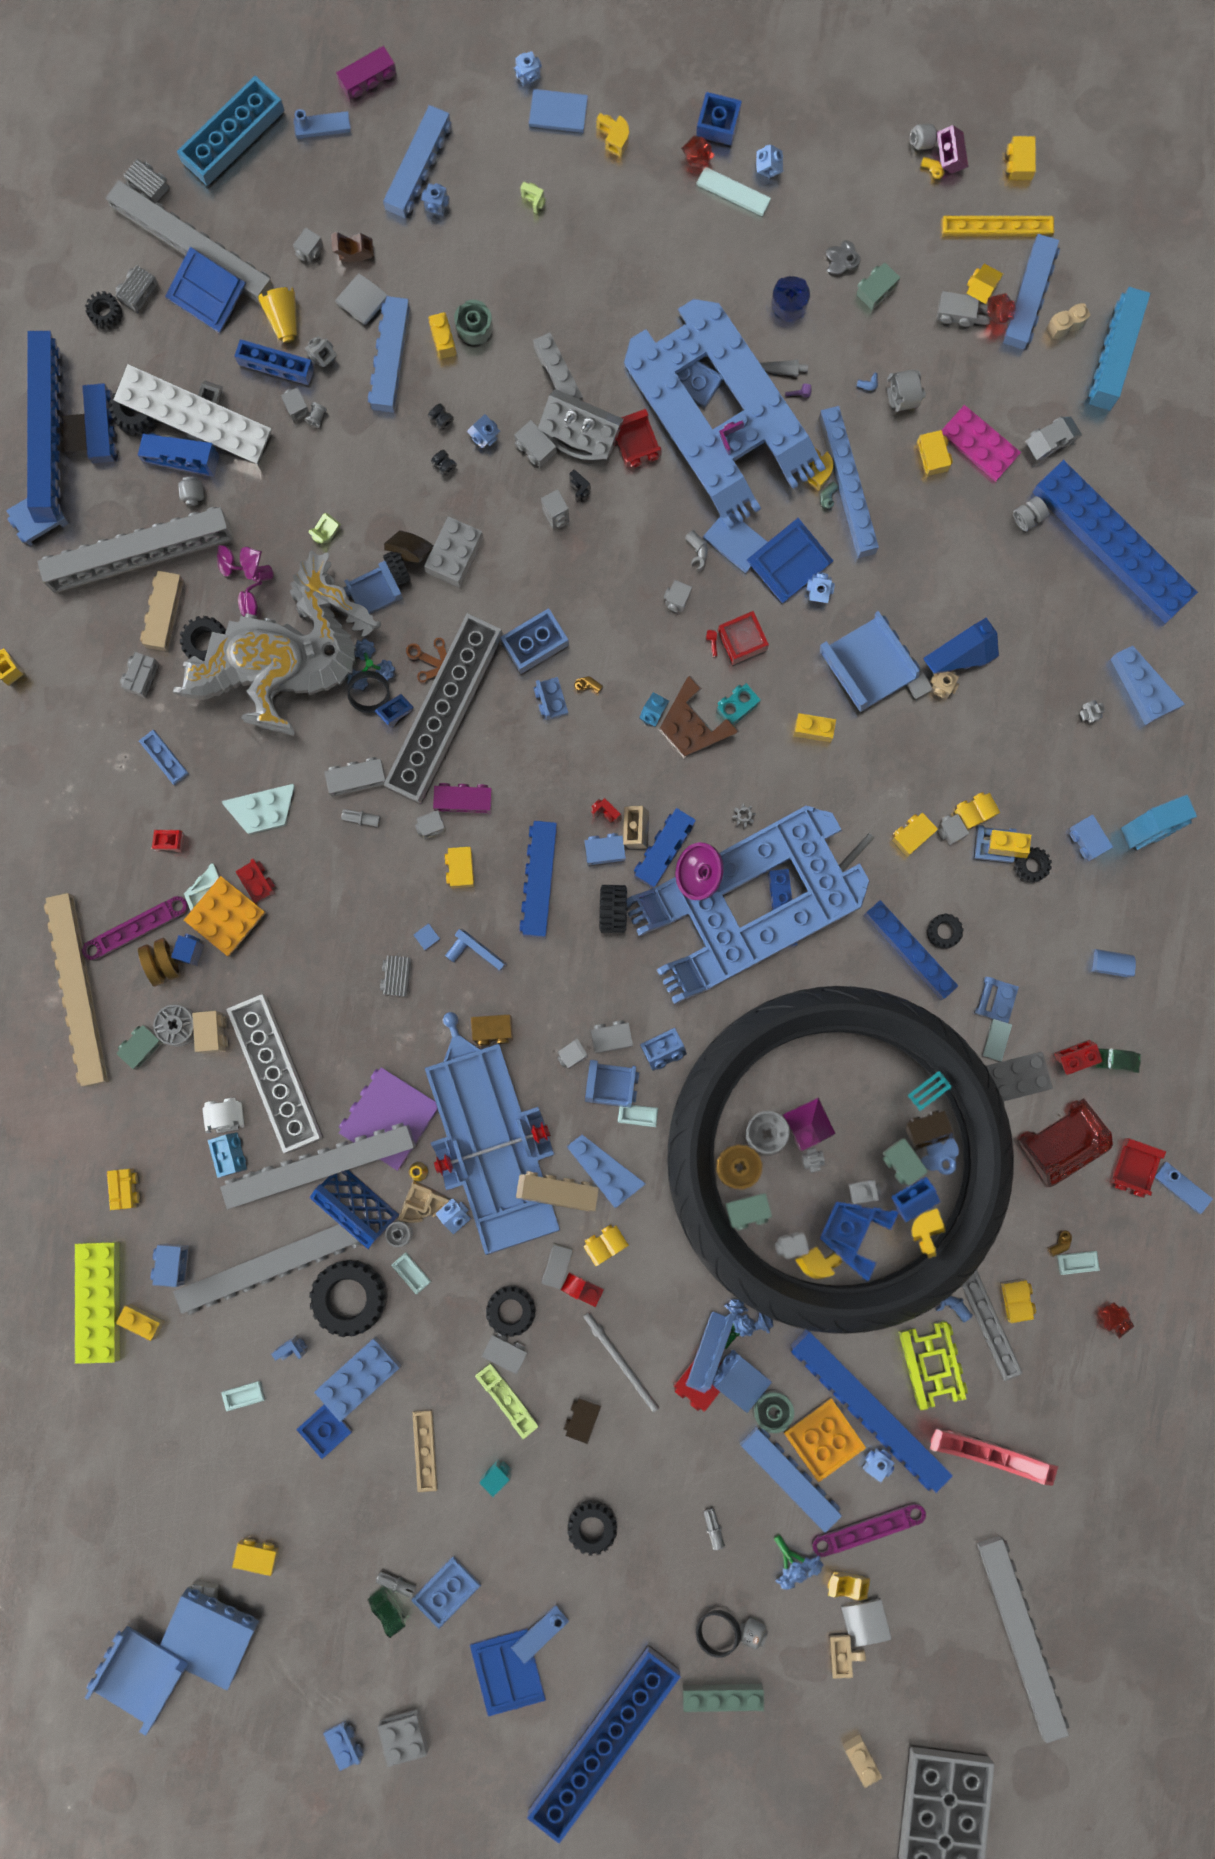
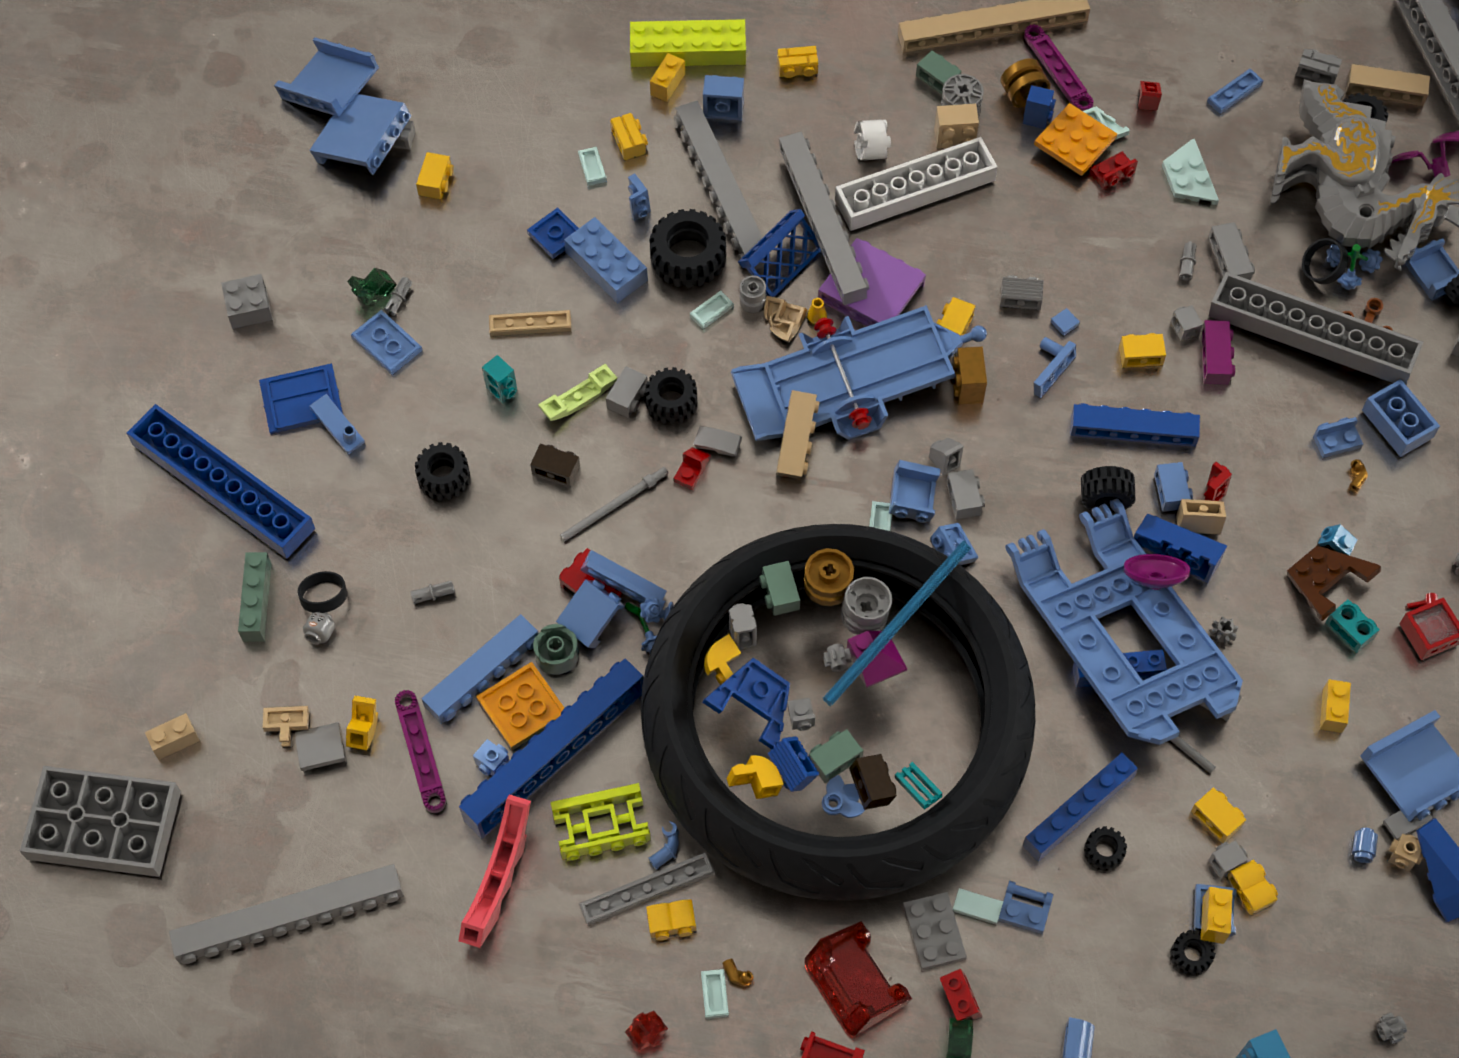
camera: 90 degrees right, 20 degrees down
(211, 1360) = (628, 136): none -> yellow brick
(227, 1154) = (833, 148): dark azure bracket -> none
(343, 1745) = (244, 253): medium blue bracket -> none
(394, 710) = (1306, 284): blue slope -> none
(428, 1040) = (957, 316): none -> yellow brick
(453, 1215) = (771, 343): light blue brick -> none
(605, 1245) = (739, 487): yellow brick -> none
(608, 1174) = (818, 486): medium blue wedge -> none
(788, 1107) = (896, 623): none -> dark azure axle
(797, 1572) = (382, 661): medium blue plant -> none
(938, 716) = (1365, 845): none -> medium blue brick
(1090, 838) = (1231, 1021): medium blue brick -> none

